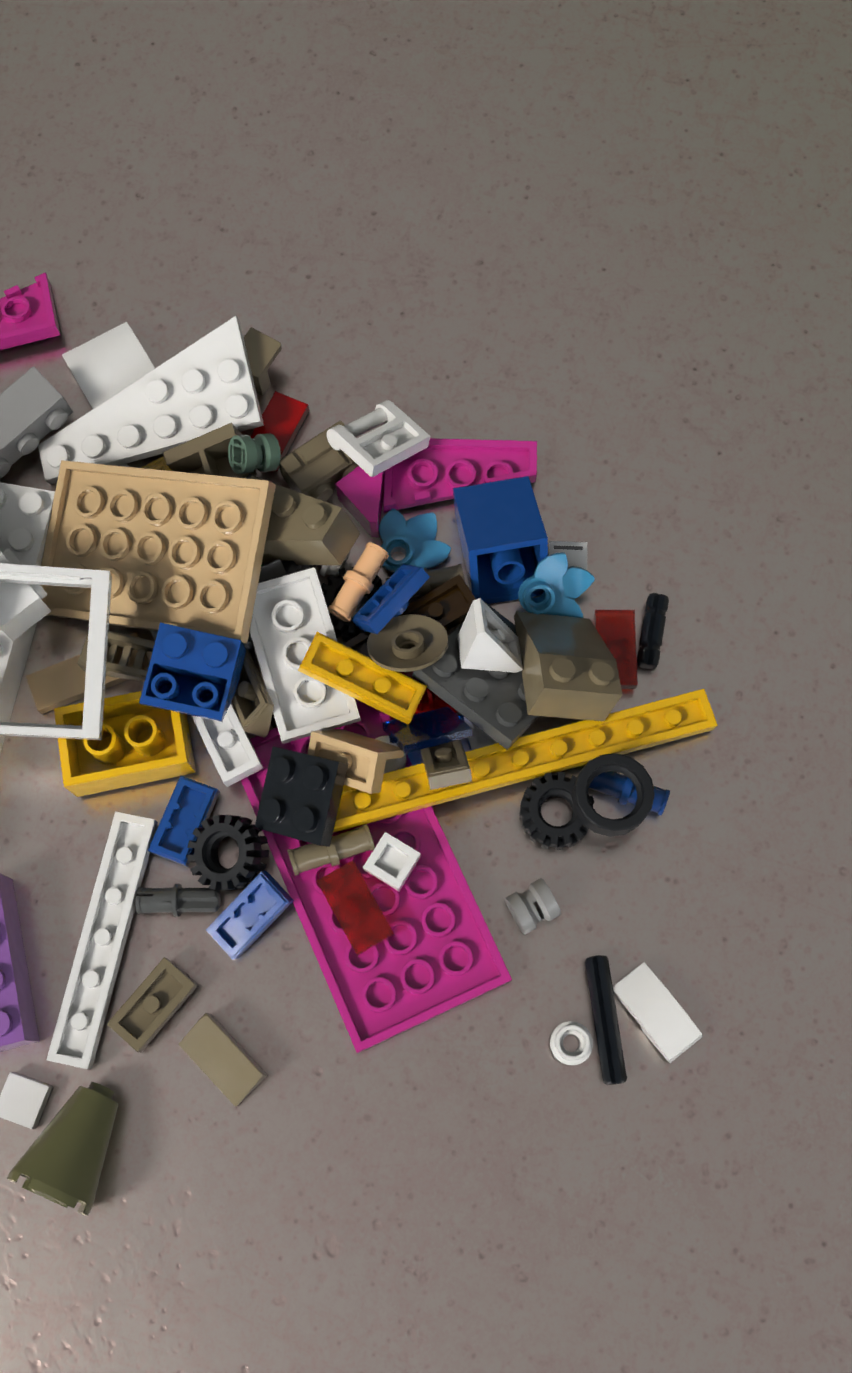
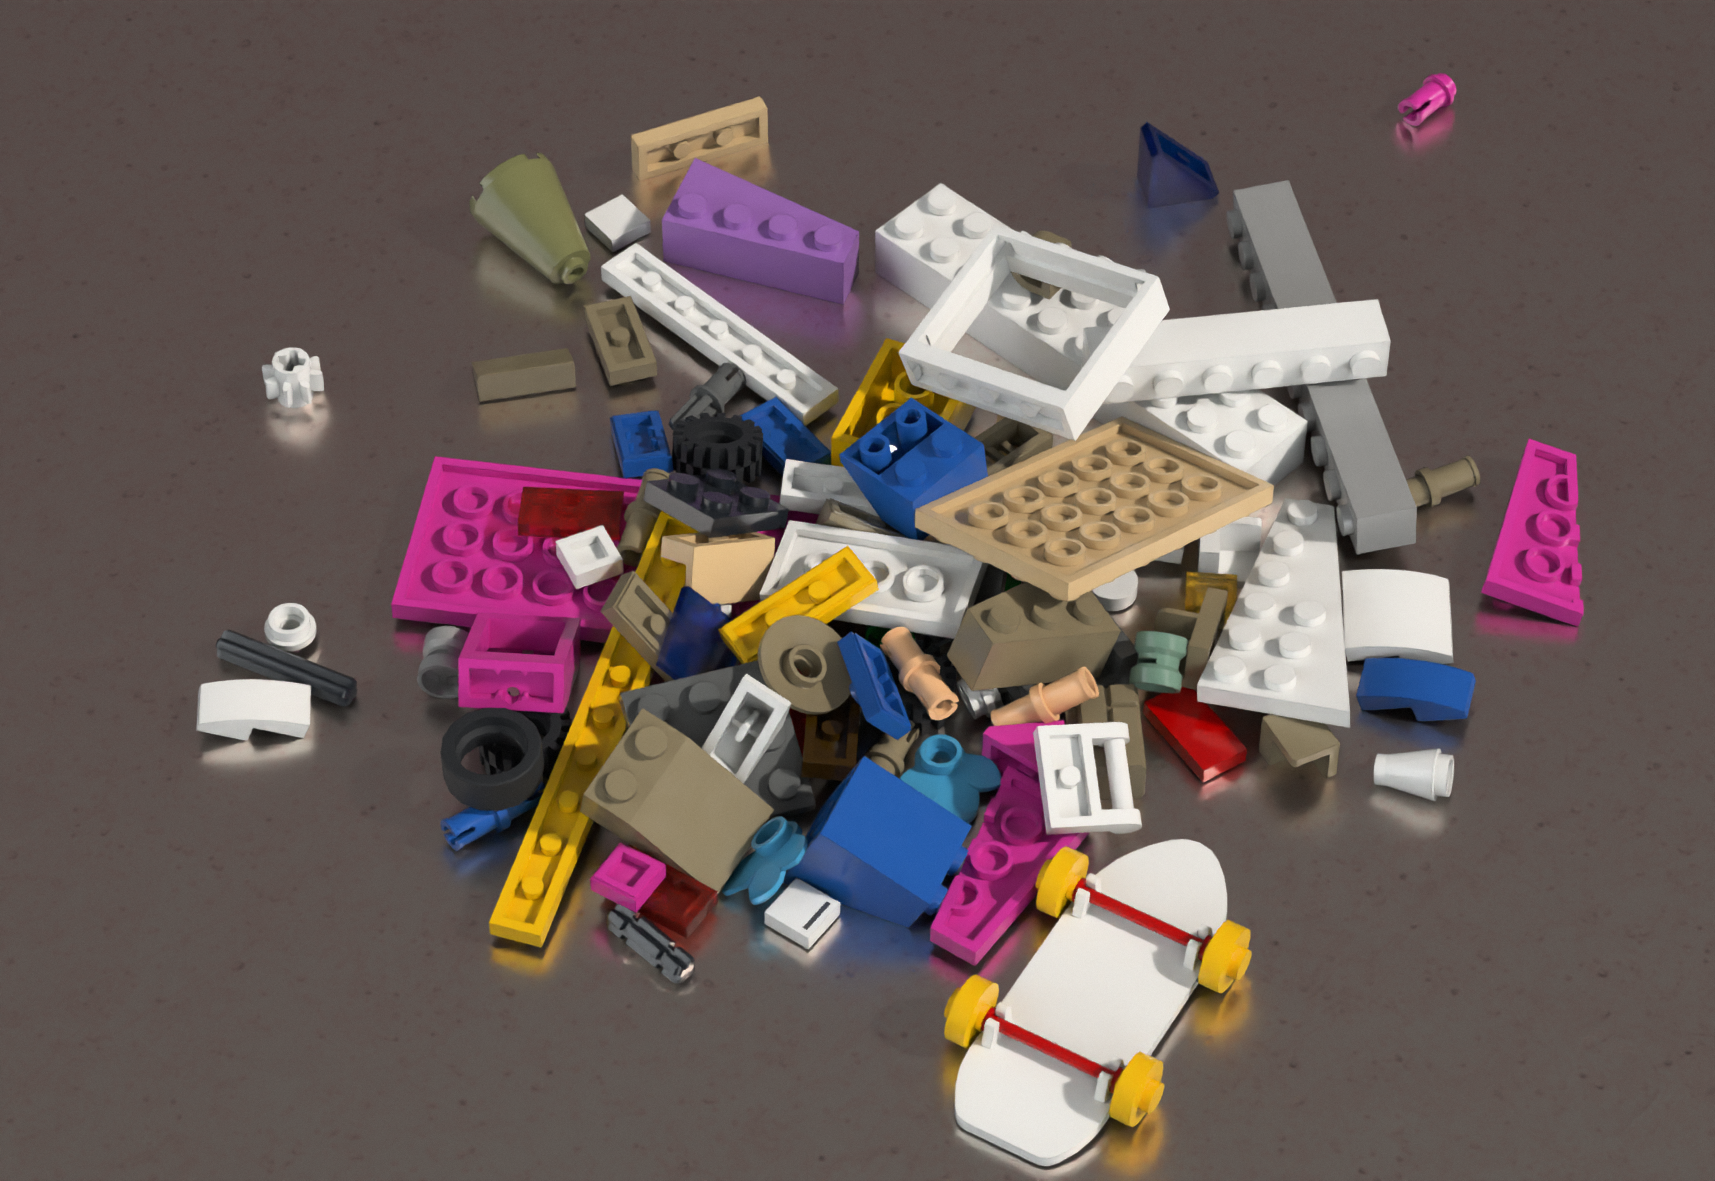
camera: 120 degrees right, 25 degrees down
(163, 326) = (1426, 687): none -> blue slope
(233, 294) = (1416, 772): none -> white cone
(328, 491) = (1048, 701): none -> light nougat pin
(339, 1240) = (293, 377): none -> white gear
(513, 370) = (1093, 999): none -> white piece
(547, 823) = (495, 661): none -> dark pink window
(632, 660) = (628, 877): none -> dark pink tile

